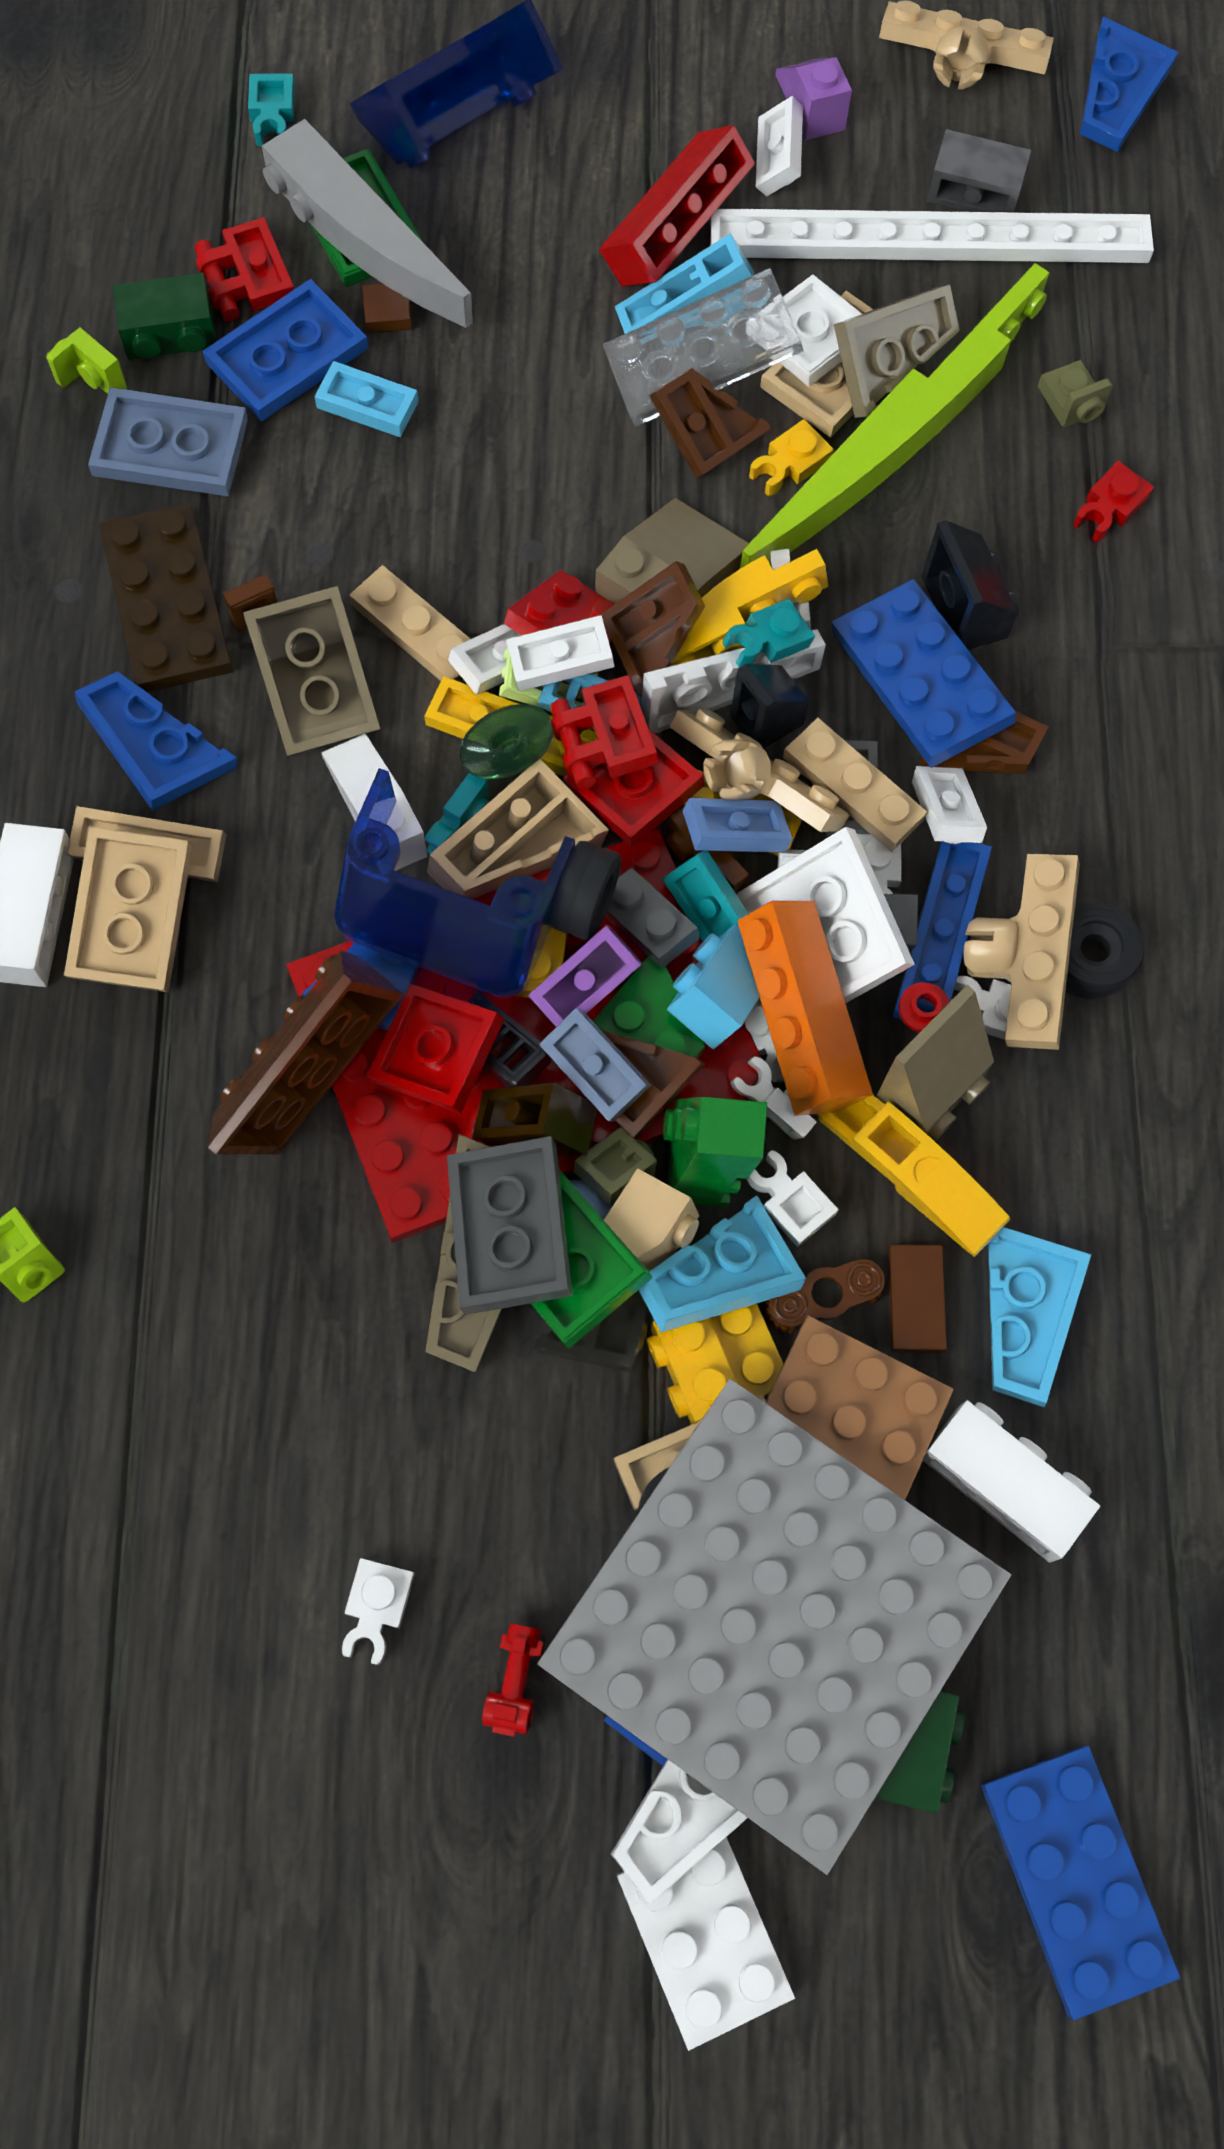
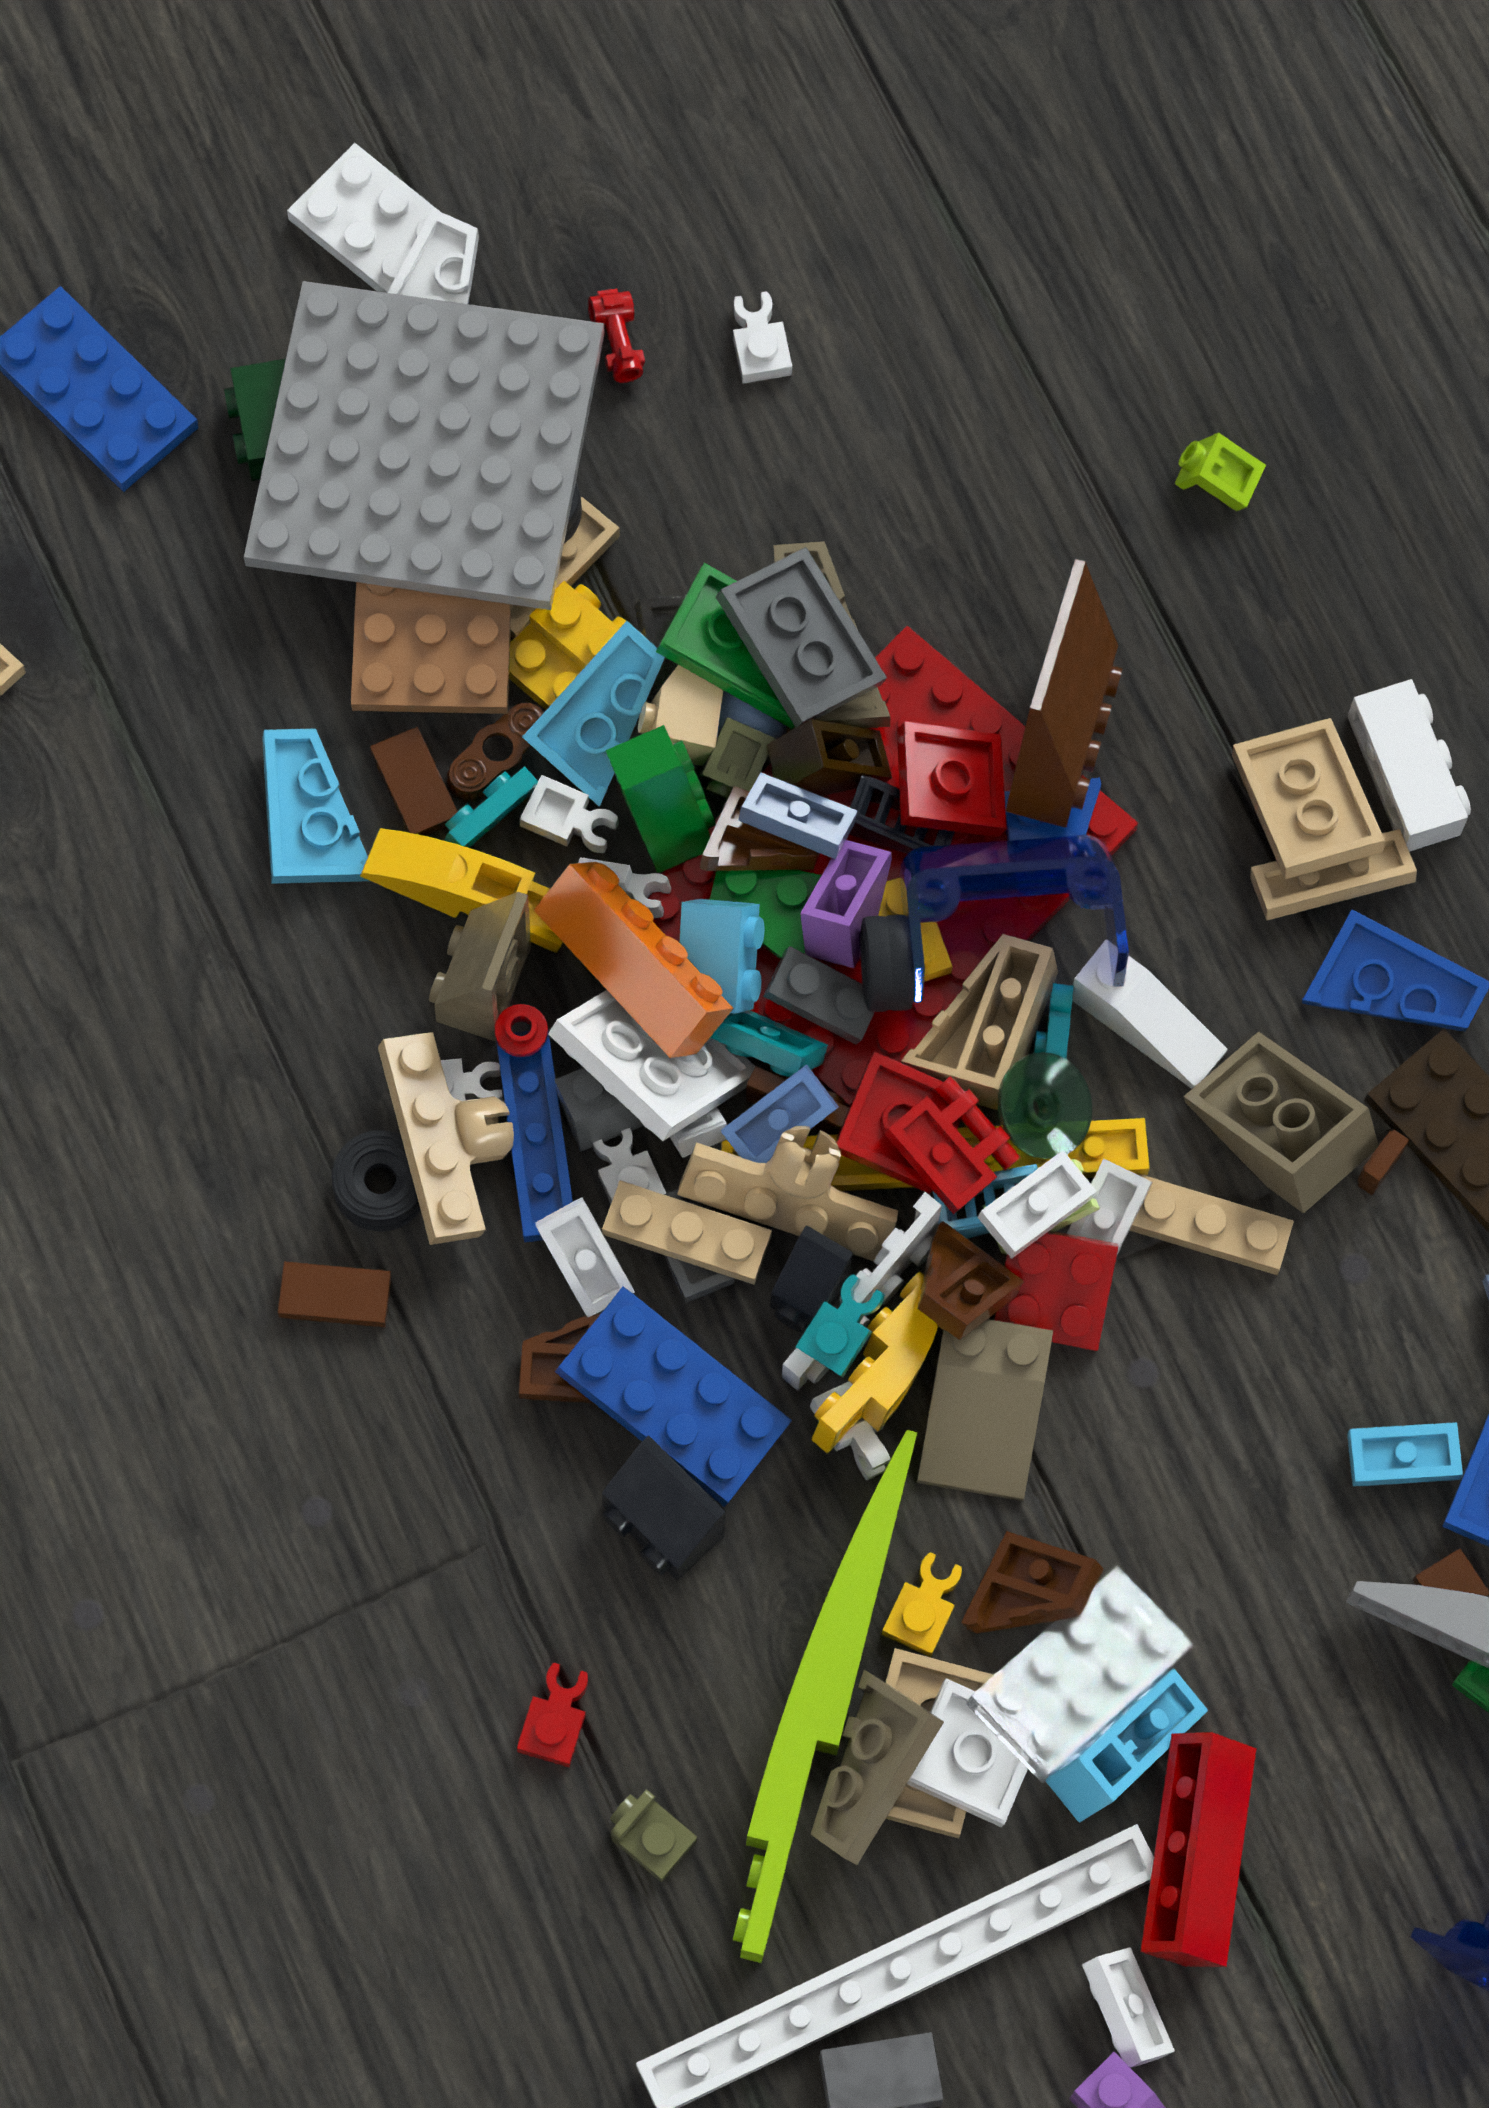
camera: 155 degrees right, 0 degrees up
(848, 1233) = (502, 798): none -> teal plate
(1011, 1480) = (270, 658): white brick -> none
(1166, 881) = (334, 1294): none -> reddish brown tile

